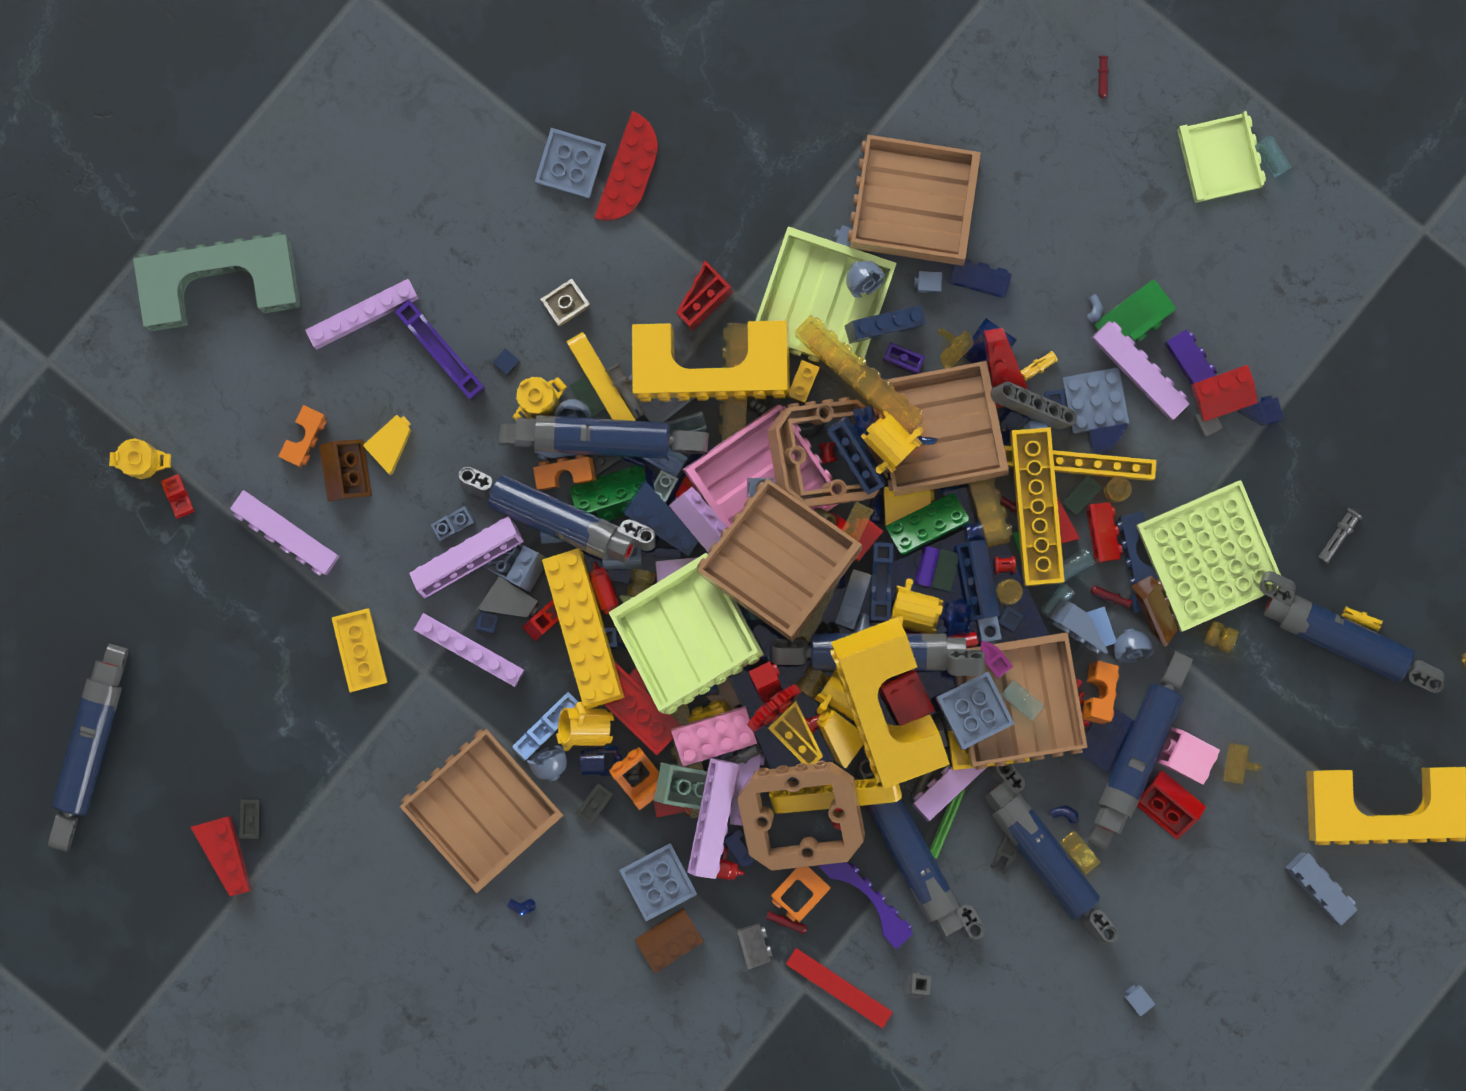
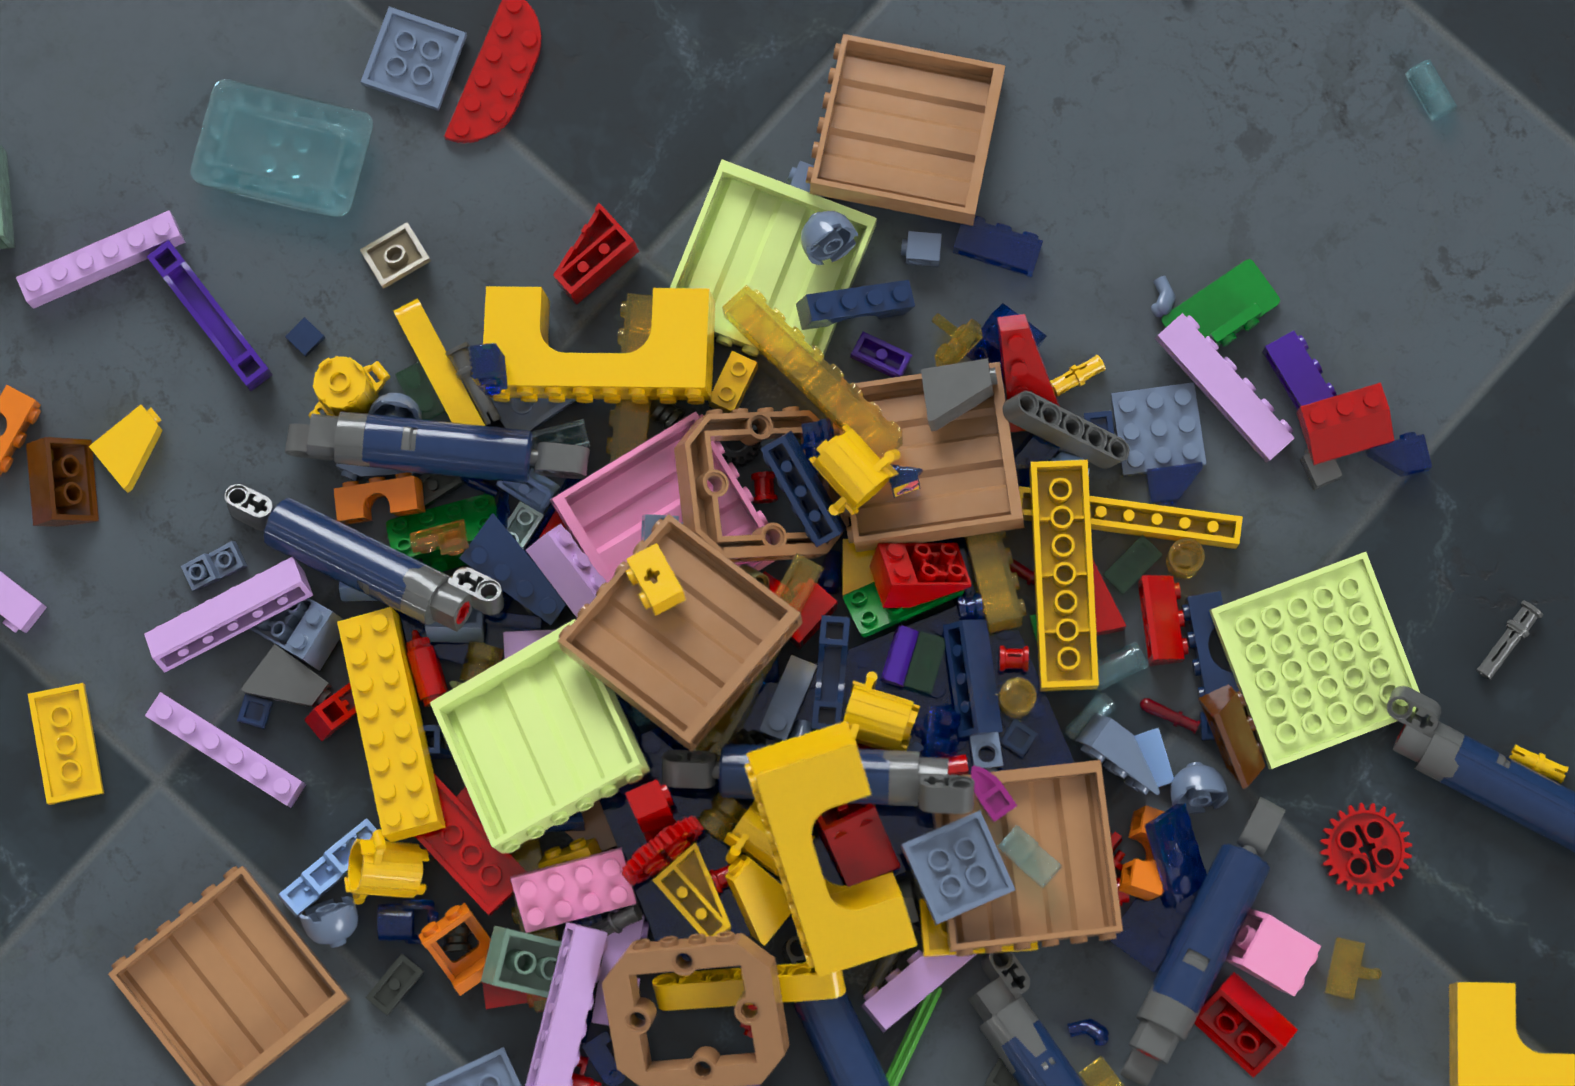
camera: 10 degrees right, 5 degrees down
(483, 231) = (282, 148): none -> clear light blue wedge
(615, 497) = (450, 538): none -> clear orange plate
(638, 383) = (488, 368): none -> clear blue brick
(759, 514) = (651, 564): none -> yellow brick
(926, 449) = (904, 483): none -> clear blue tile
(937, 509) = (917, 572): none -> red slope
(958, 382) = (956, 389): none -> dark grey slope
(1120, 692) = (1176, 853): none -> clear blue plate
(1221, 157) = (1354, 89): yellowish green panel -> none
(1227, 639) = (1339, 783): clear yellow wheel -> none
(1231, 689) = (1341, 857): none -> red gear

